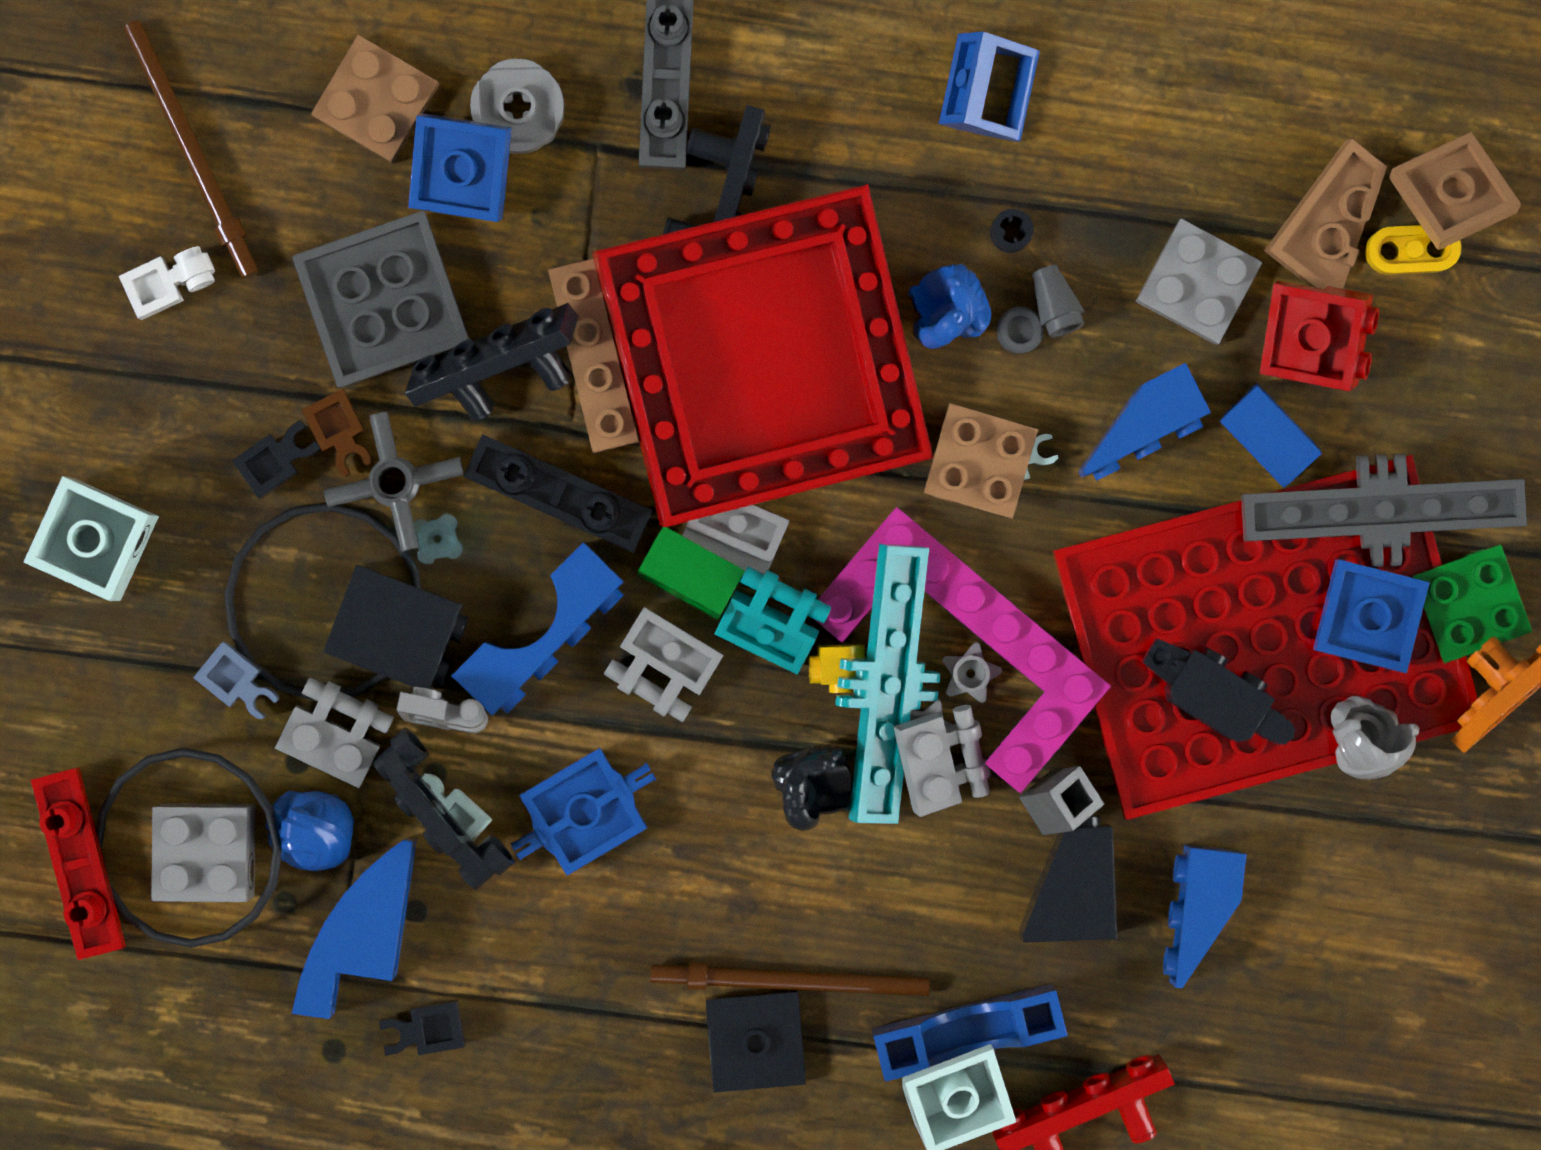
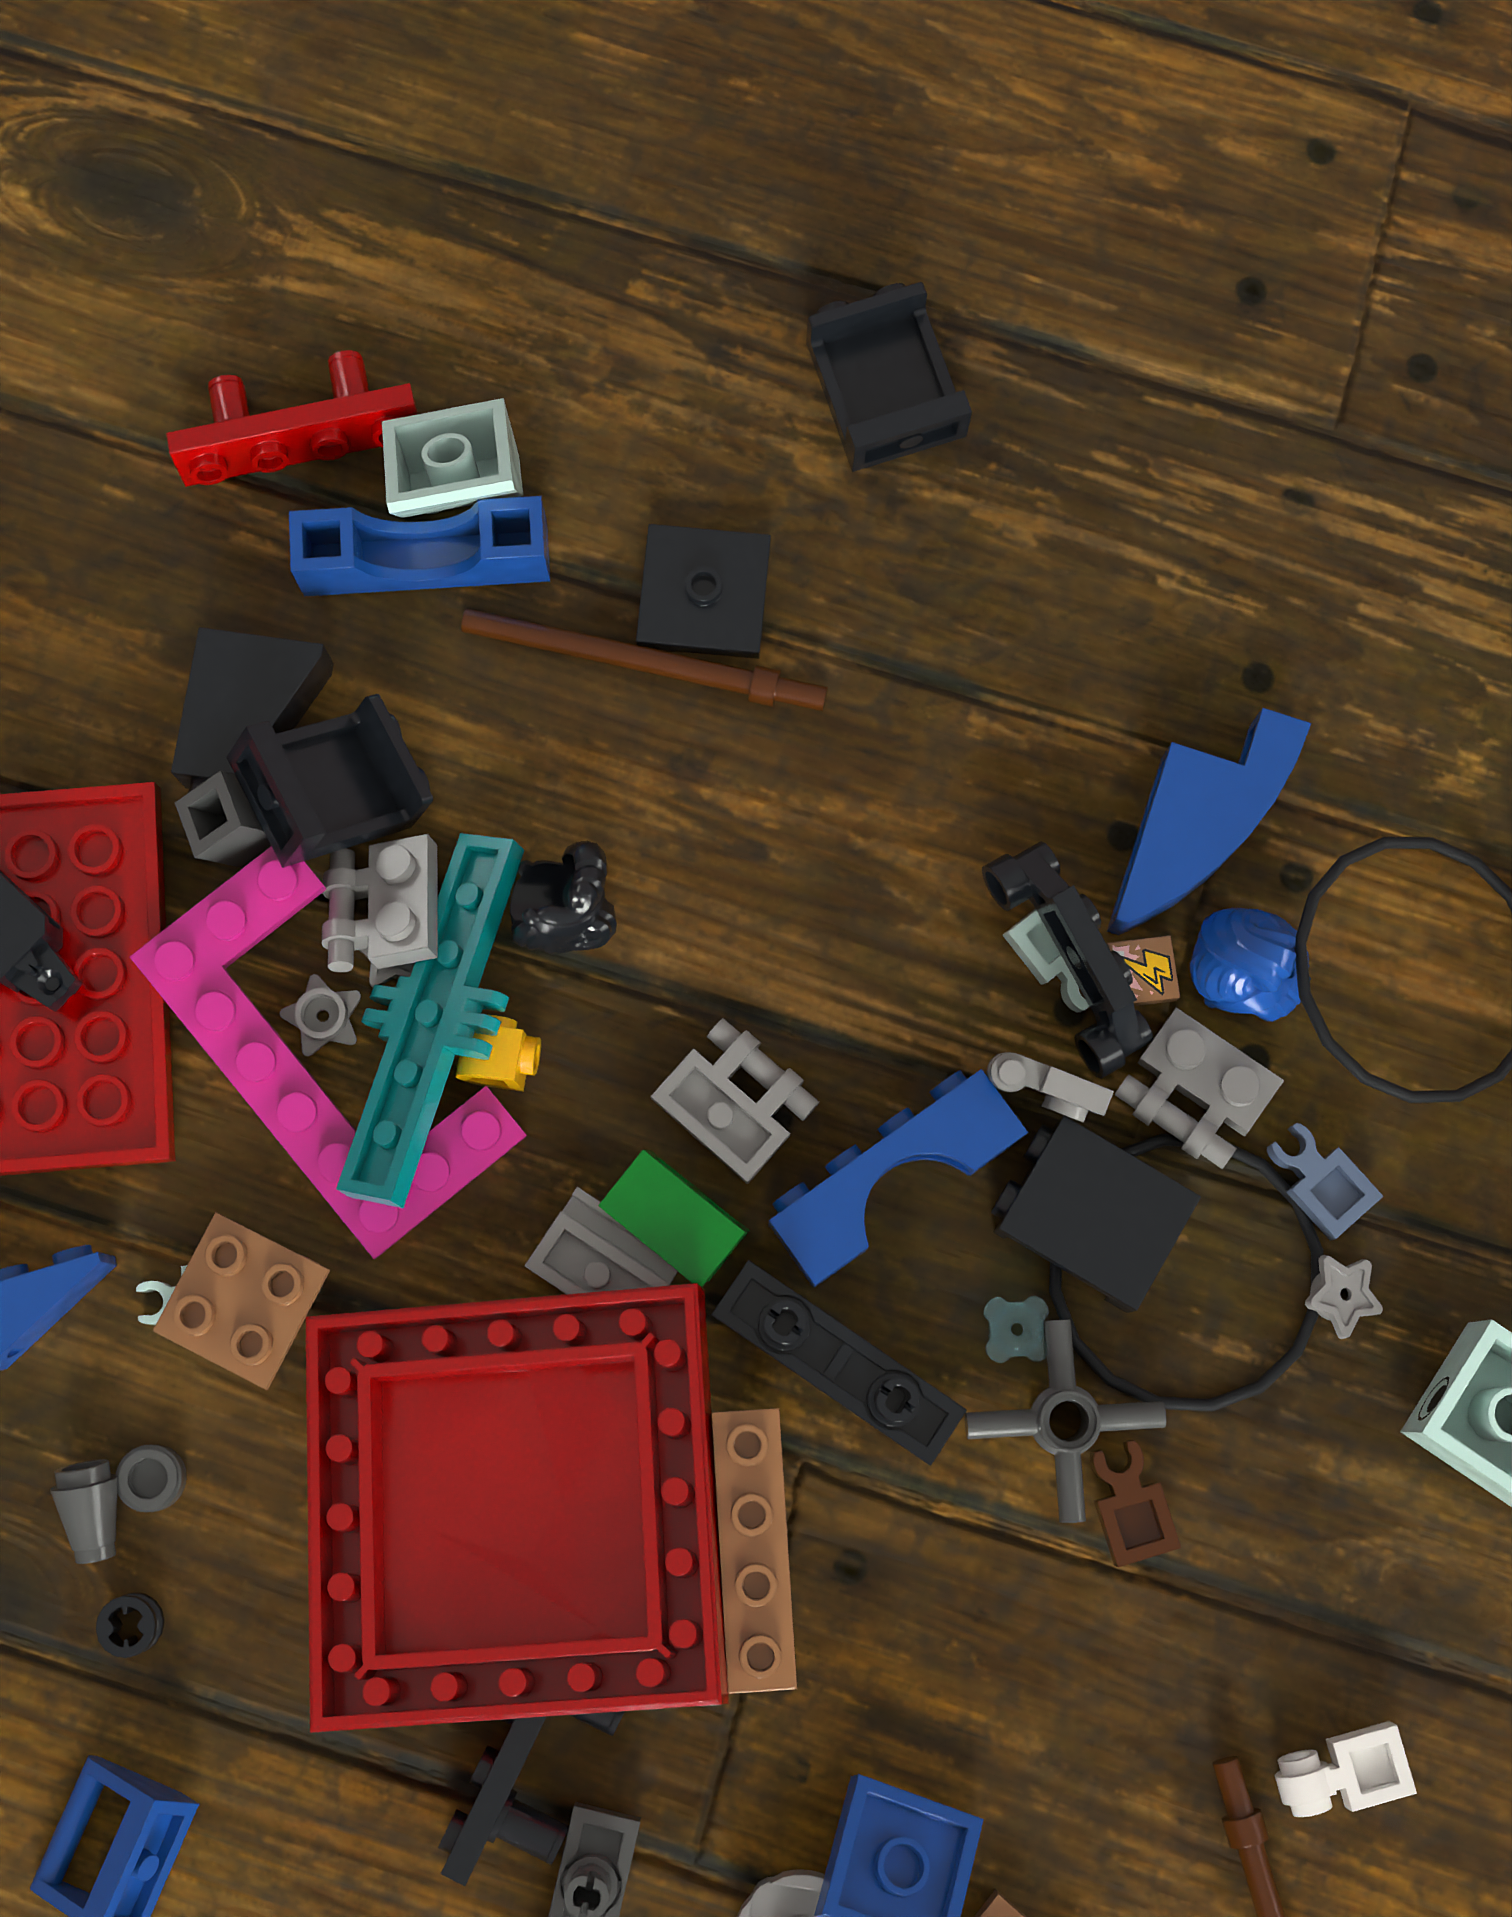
camera: 170 degrees left, 10 degrees down
(203, 852) = (1400, 957): light grey brick -> none
(223, 604) = (1326, 1296): none -> light grey plate
(271, 463) = (1233, 1478): black plate -> none
(381, 299) = (1043, 1689): dark grey plate -> none
(383, 814) = (1151, 968): none -> tile
(432, 1028) = (1125, 679): black plate -> none
(506, 347) = (877, 1582): black plate -> none
(583, 811) = (878, 923): blue plate -> none
(767, 631) = (583, 1119): teal plate -> none
(949, 306) = (238, 1530): blue hair -> none
(995, 841) = (330, 782): none -> black panel
(1207, 898) = (72, 662): blue slope -> none

